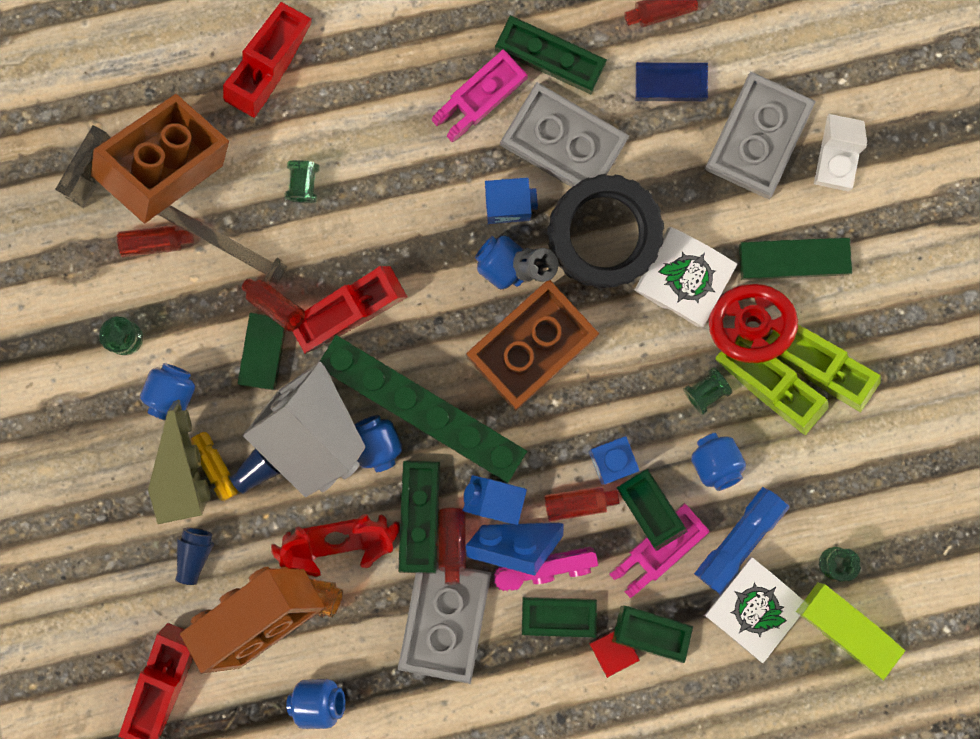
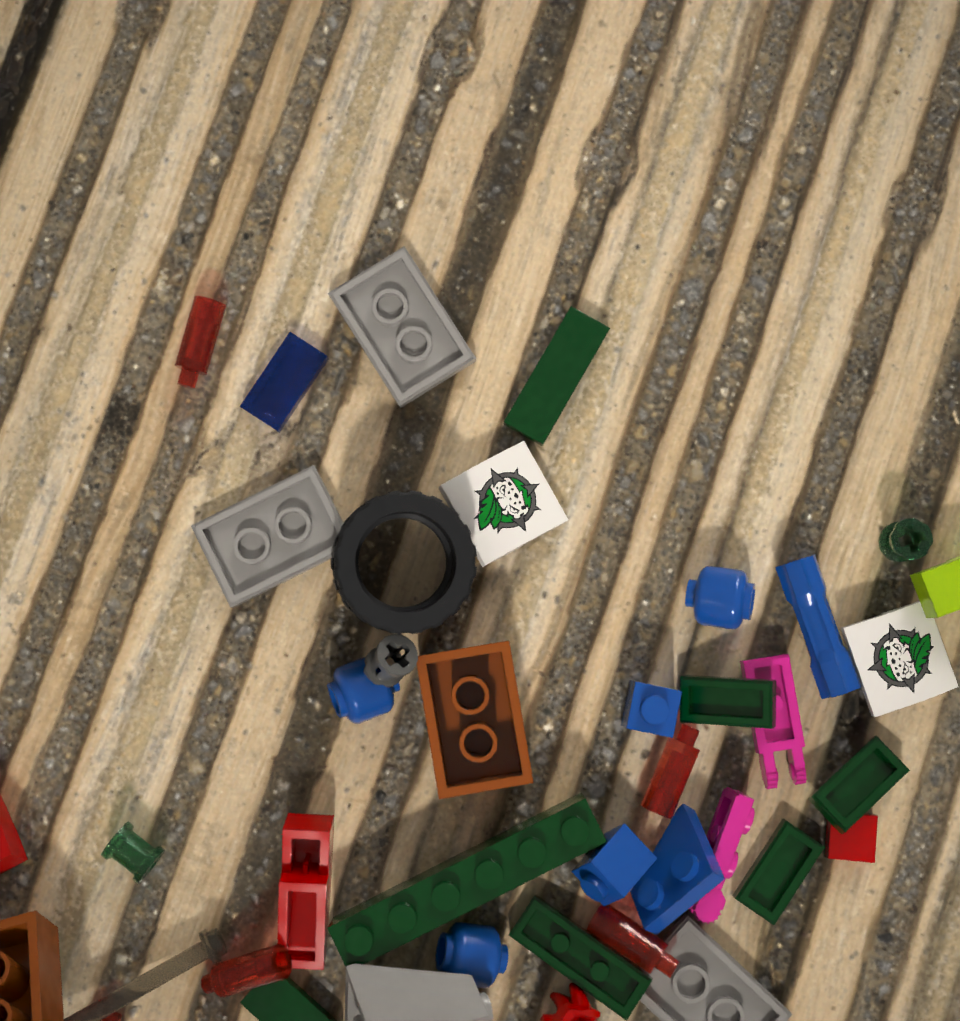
camera: 60 degrees left, 0 degrees up
(481, 93) = (165, 593): dark pink hinge -> none
(510, 200) = (301, 639): blue brick -> none
(551, 54) = (170, 491): dark green tile -> none
(707, 390) = (638, 559): clear green bush -> none
(760, 350) = (632, 477): red plate -> none
(778, 389) = (672, 485): lime slope -> none
(829, 368) = (685, 420): lime slope -> none
(839, 152) = (474, 256): white slope -> none

